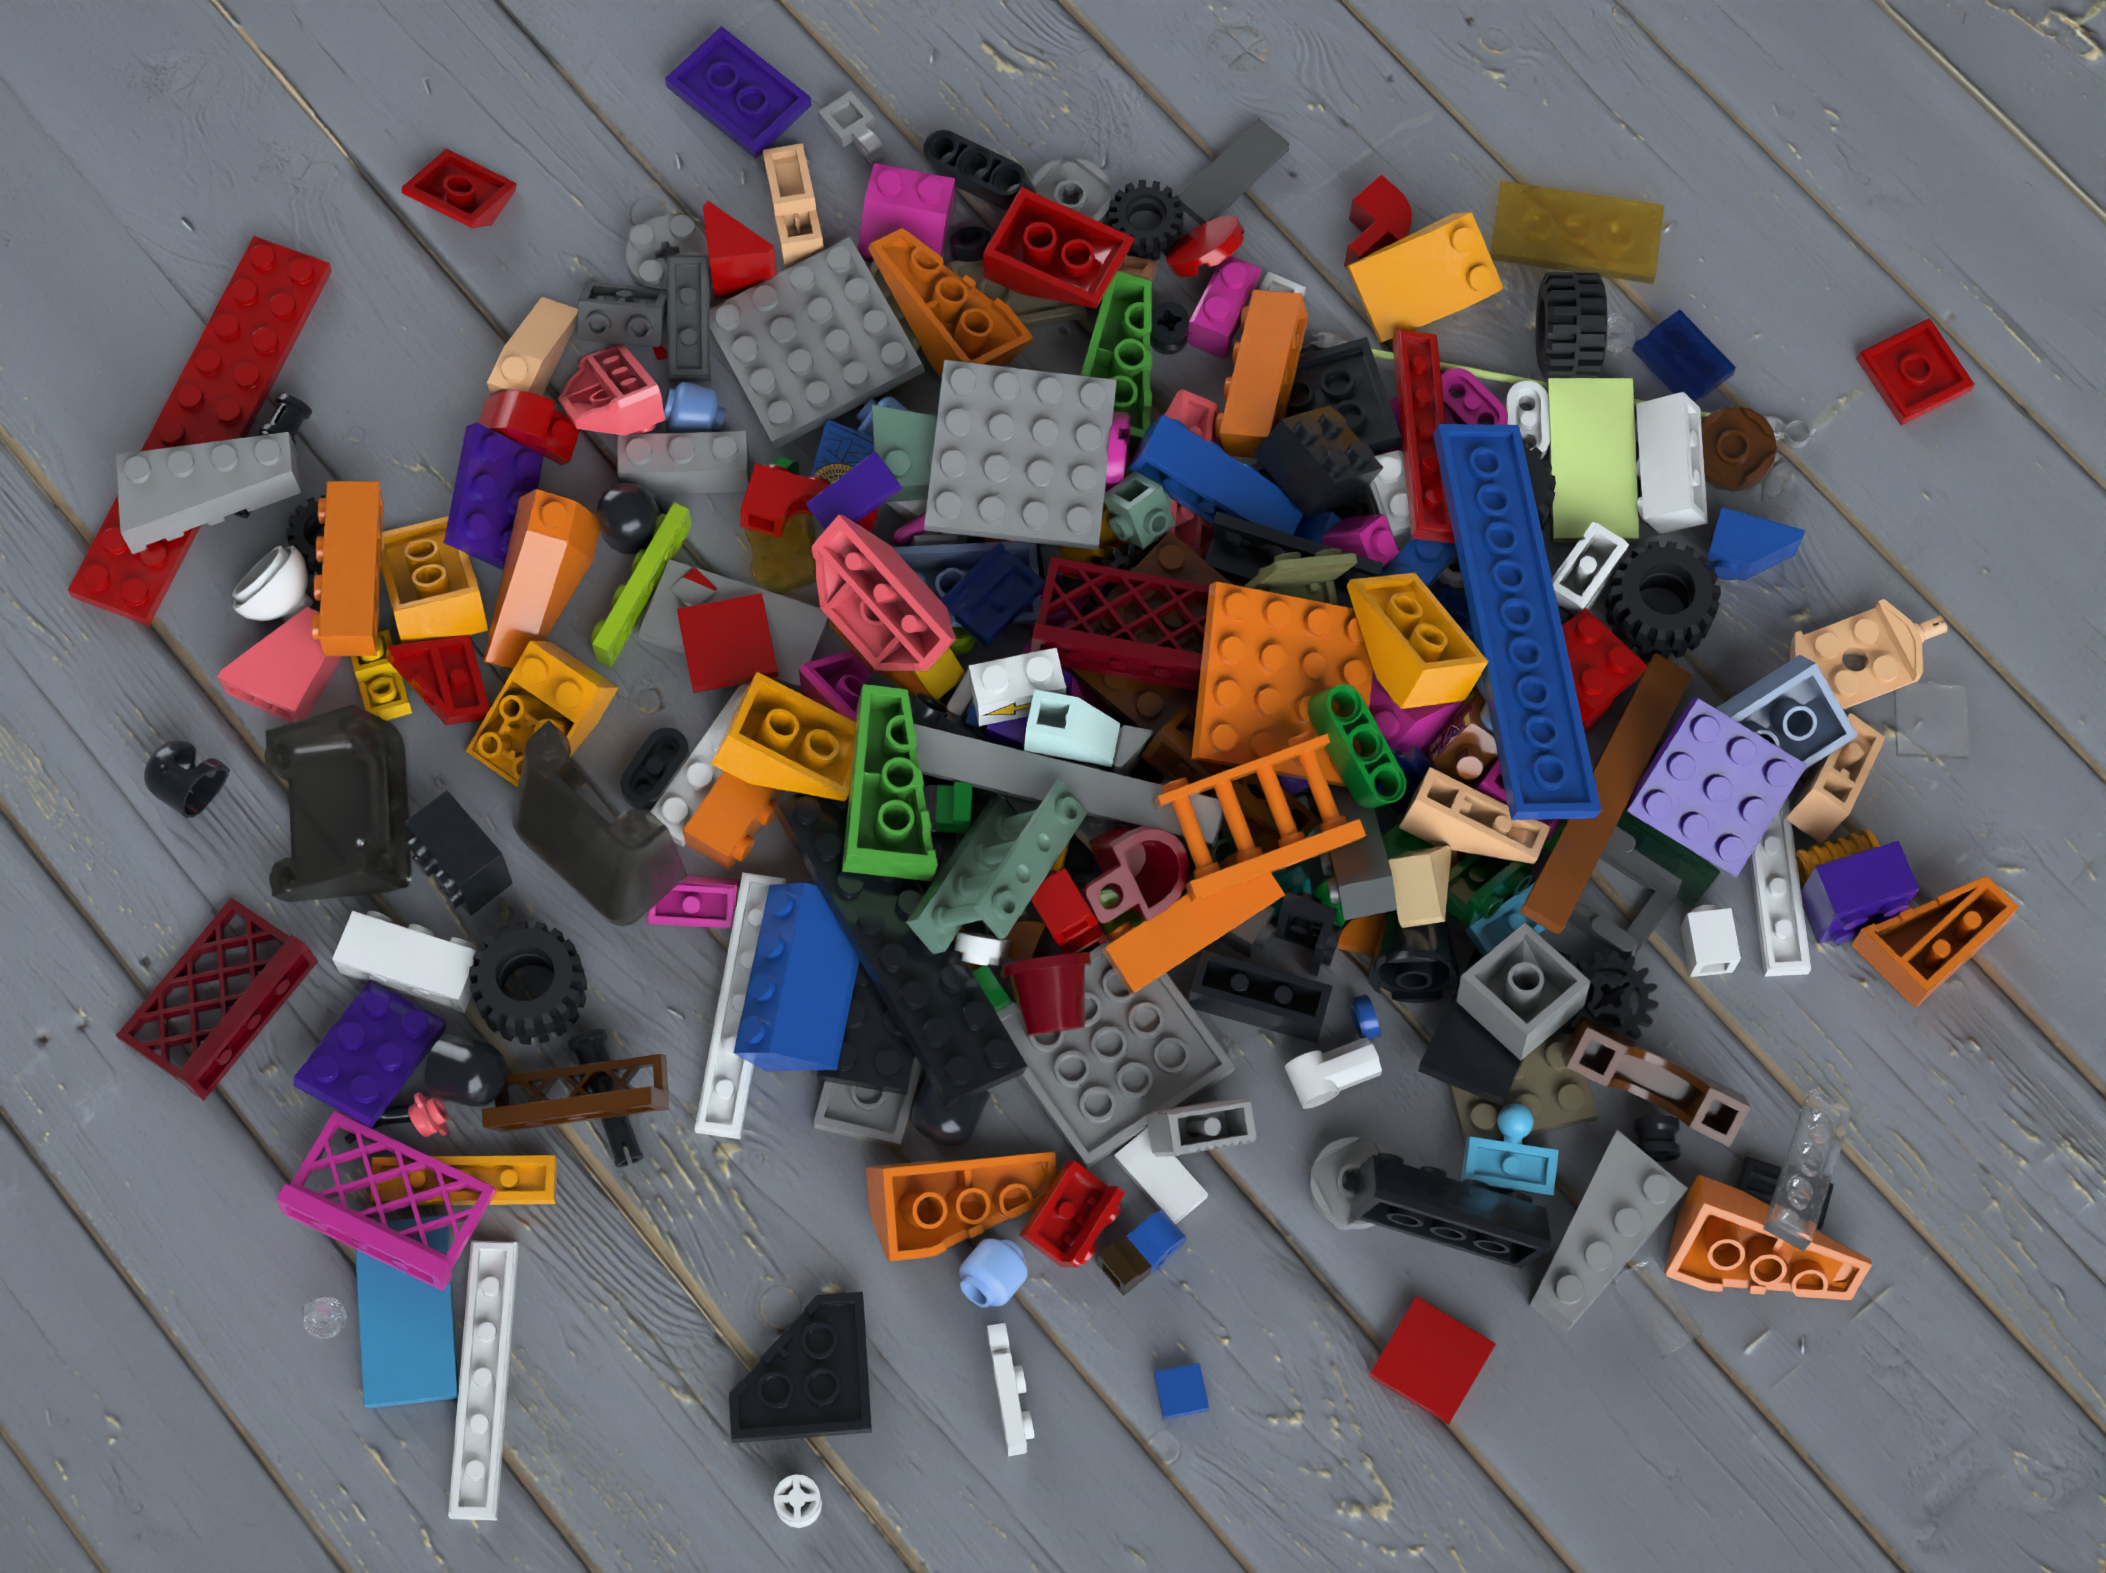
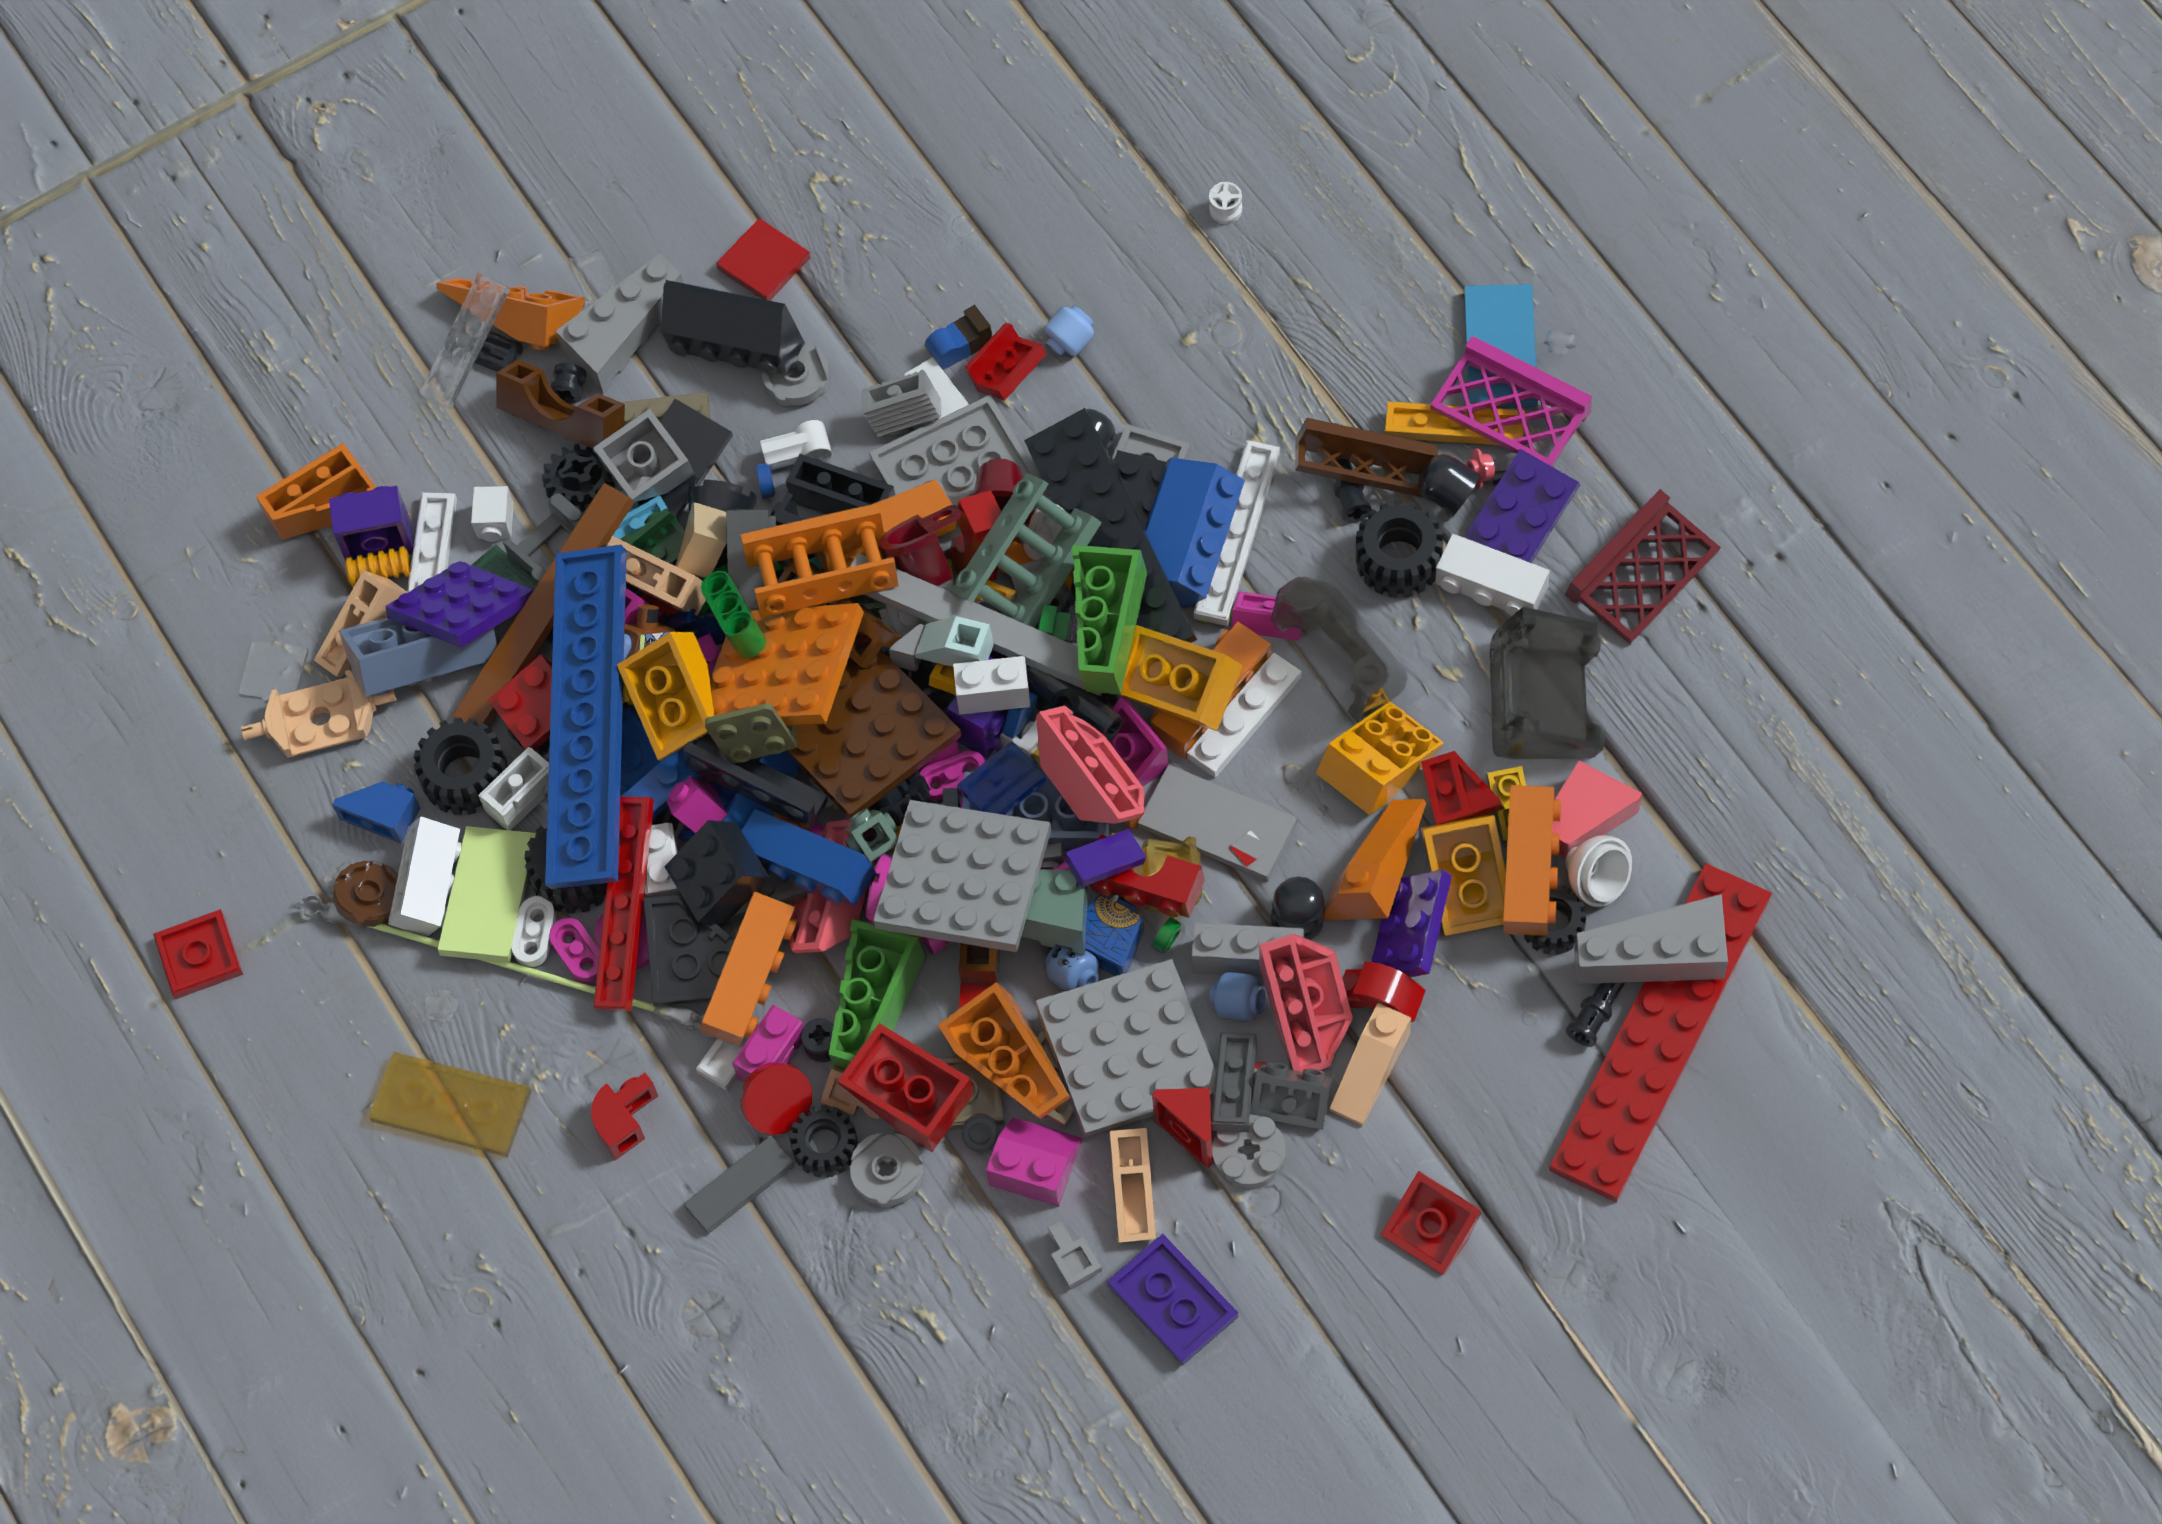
camera: 165 degrees left, 5 degrees down
(173, 774) = (1676, 719): black helmet -> none
(457, 854) = (1449, 639): black brick -> none
(483, 1380) = (1445, 299): white tile -> none
(632, 599) = (1299, 843): lime plate -> none
(653, 770) = (1289, 711): black plate -> none
(727, 642) = (1224, 796): red tile -> none
(809, 1378) = (1209, 278): black plate -> none
(938, 1203) = (1107, 381): orange wedge -> none
(970, 157) = (959, 1170): black beam -> none
(1009, 1384) = (1066, 261): white plate -> none
(1112, 653) = (911, 704): dark red fence -> none
(1181, 1391) = (945, 254): blue tile -> none
(1425, 276) = (589, 1053): light orange slope -> none
(1510, 1163) = (678, 373): medium azure plate -> none
(1571, 325) = (478, 986): black tyre -> none
(1684, 357) = (389, 975): clear blue plate -> none

